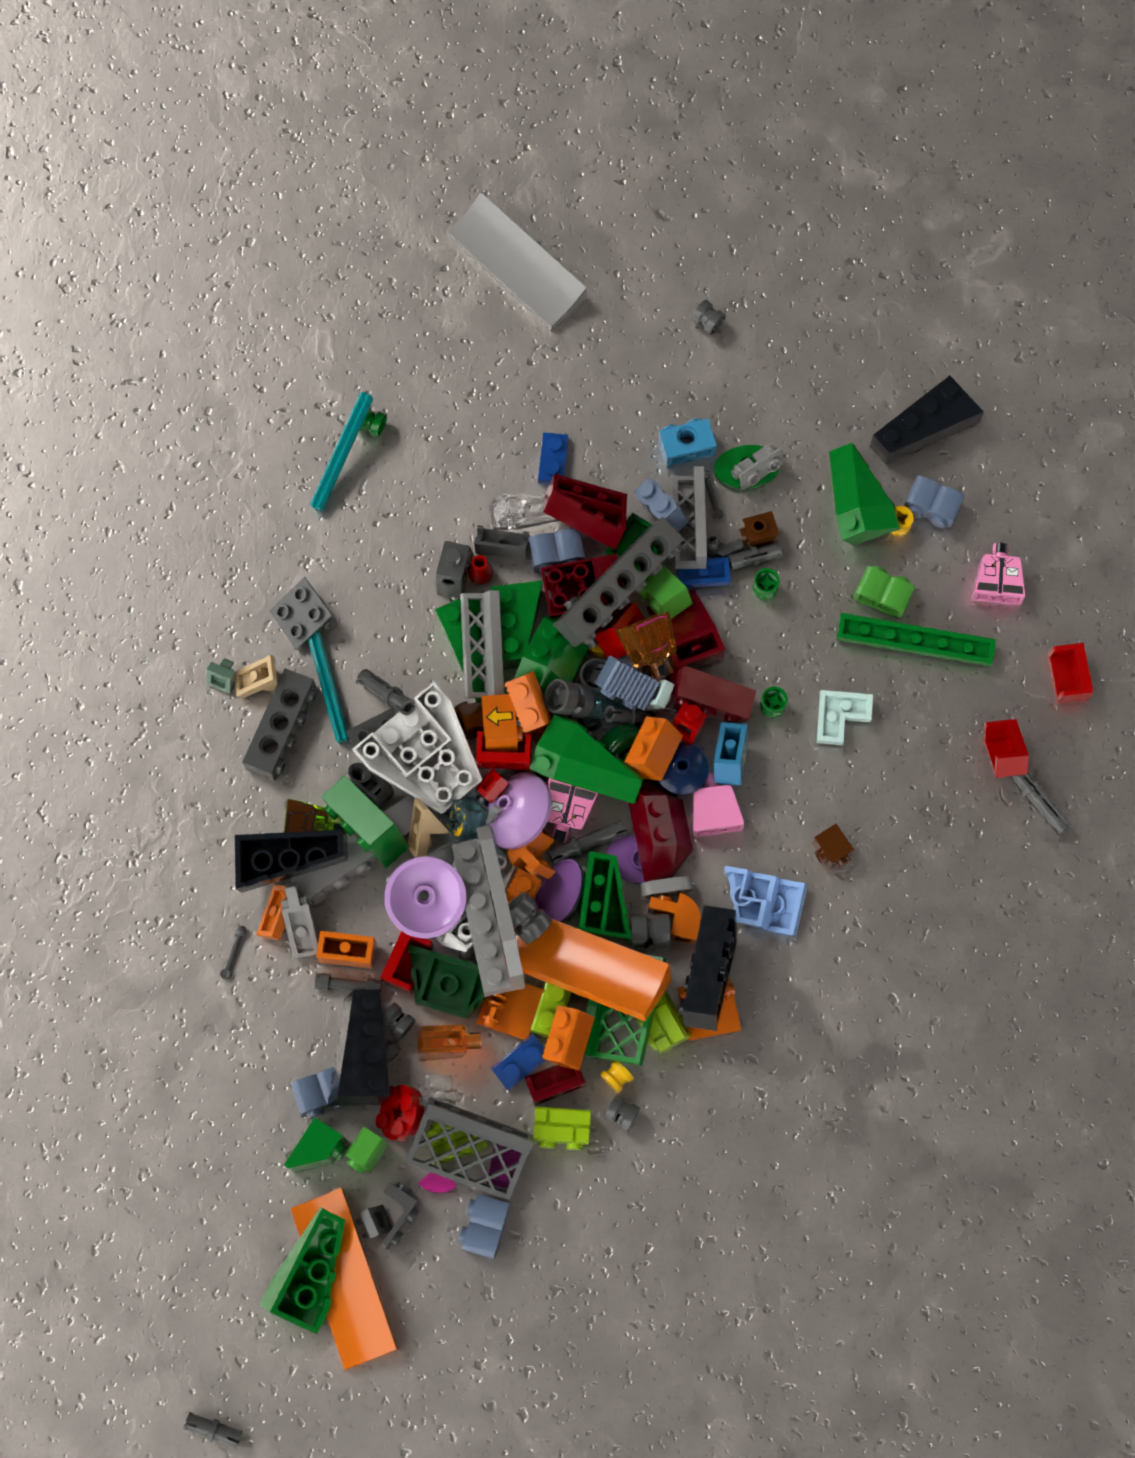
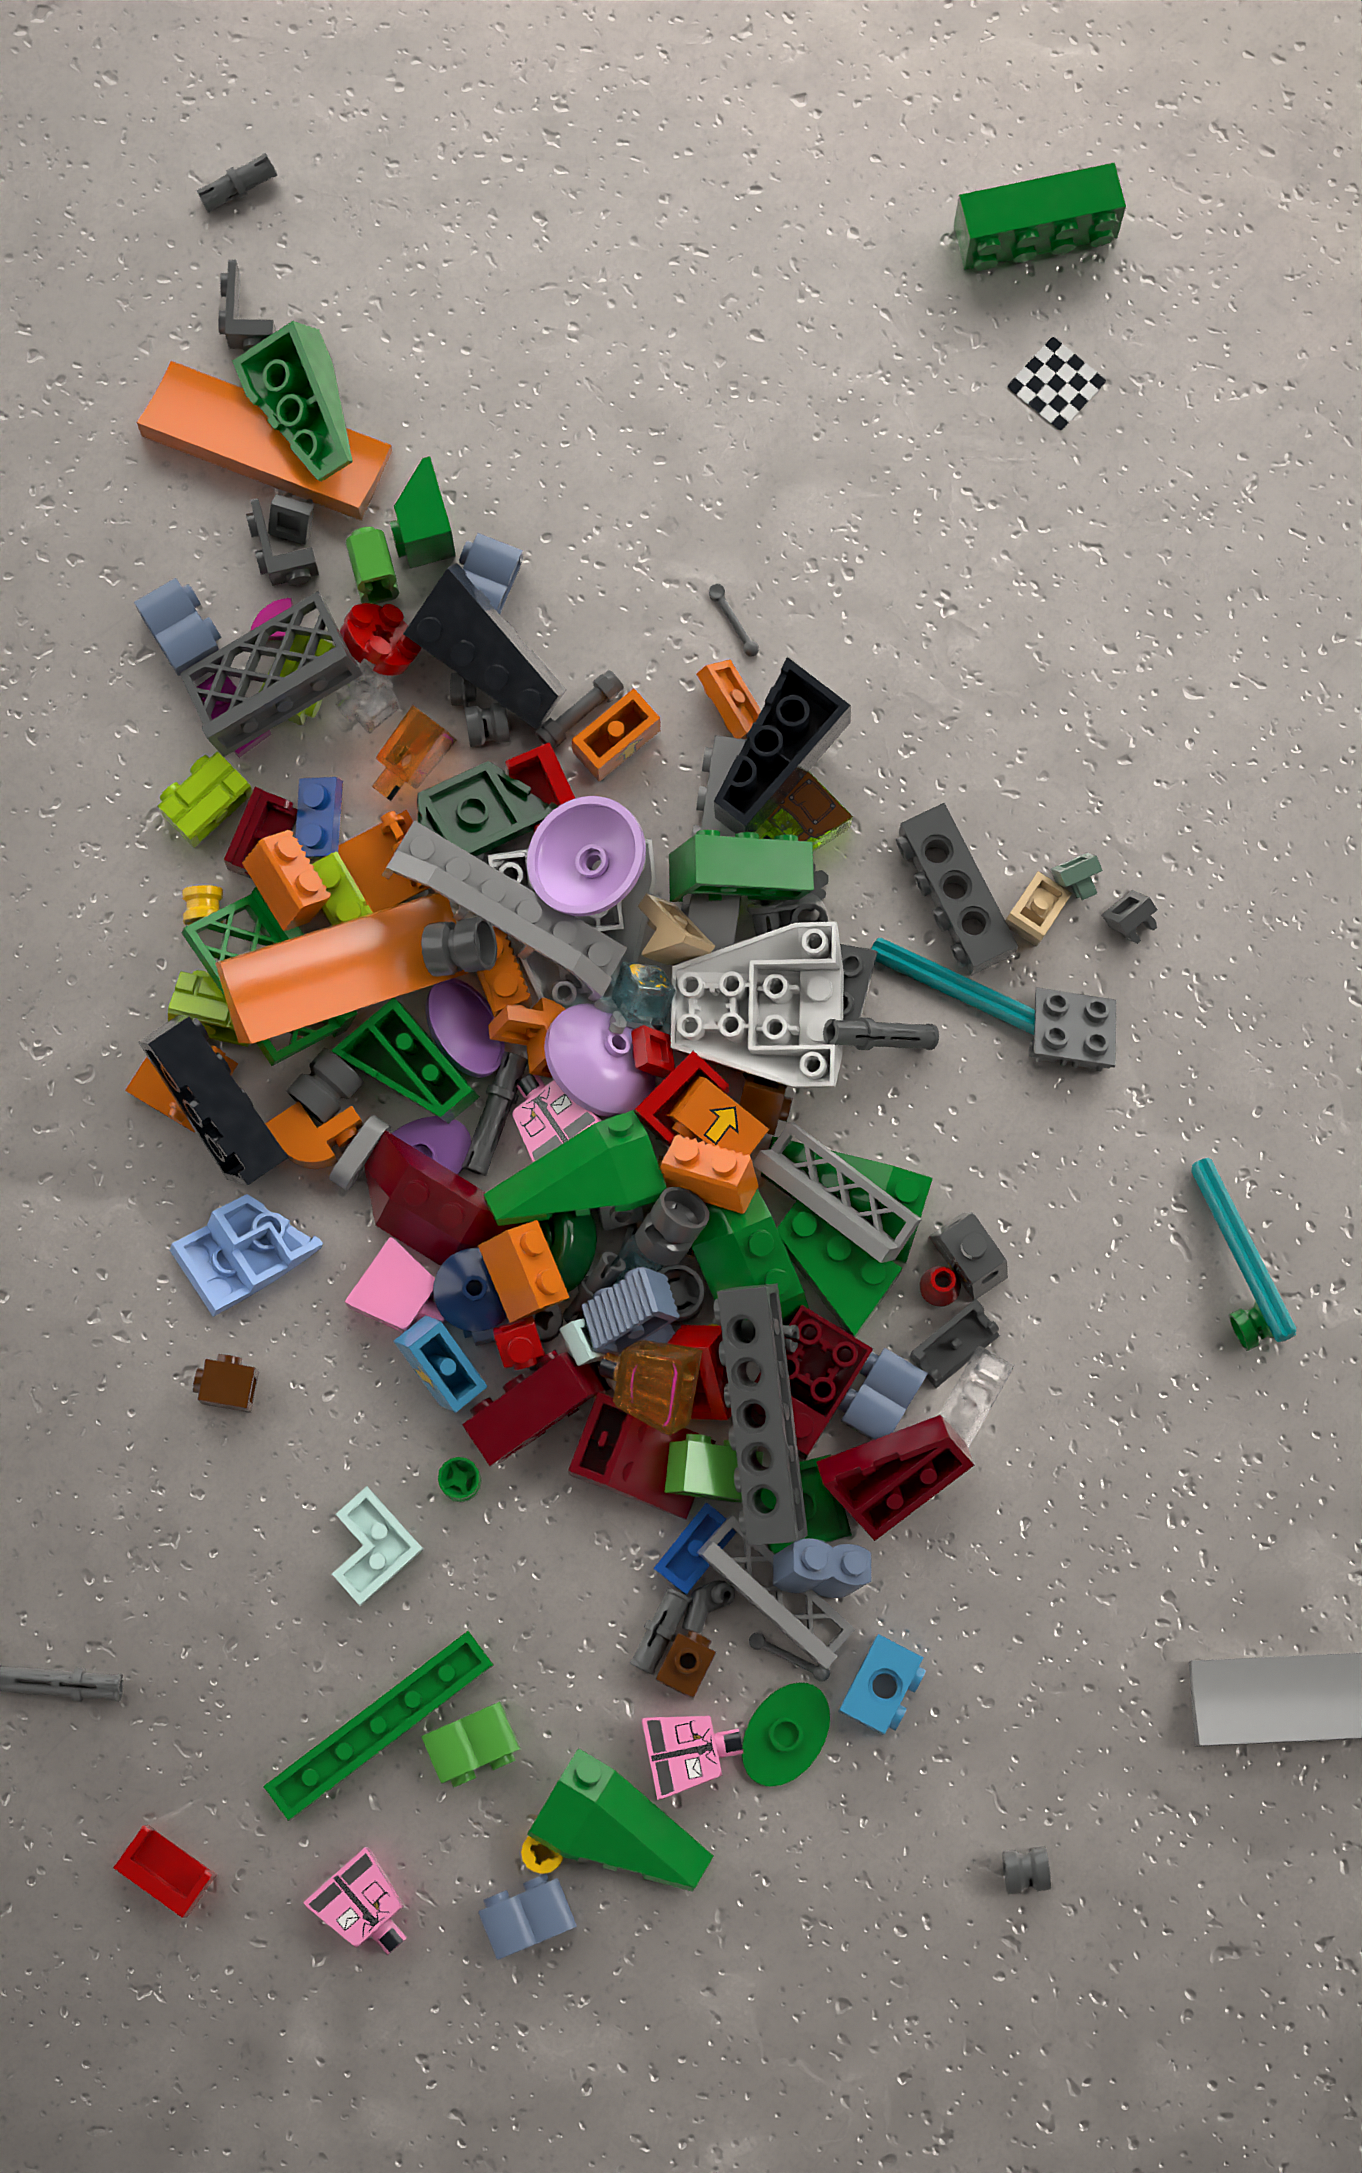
camera: 130 degrees right, 5 degrees up
(220, 636) = (1130, 913): none -> dark grey tile
(293, 1336) = (239, 332): none -> dark grey bracket
(299, 923) = (696, 710): light grey hinge -> none
(552, 456) = (1010, 1504): blue plate -> none
(621, 1112) = (158, 876): dark grey wheel -> none
(767, 461) = (769, 1726): light grey hinge -> none
(768, 579) = (611, 1608): green wheel -> none
(797, 498) = (686, 1751): none -> bright pink torso
(932, 417) = (635, 2021): black wedge -> none
(1006, 748) = (147, 1695): red panel -> none

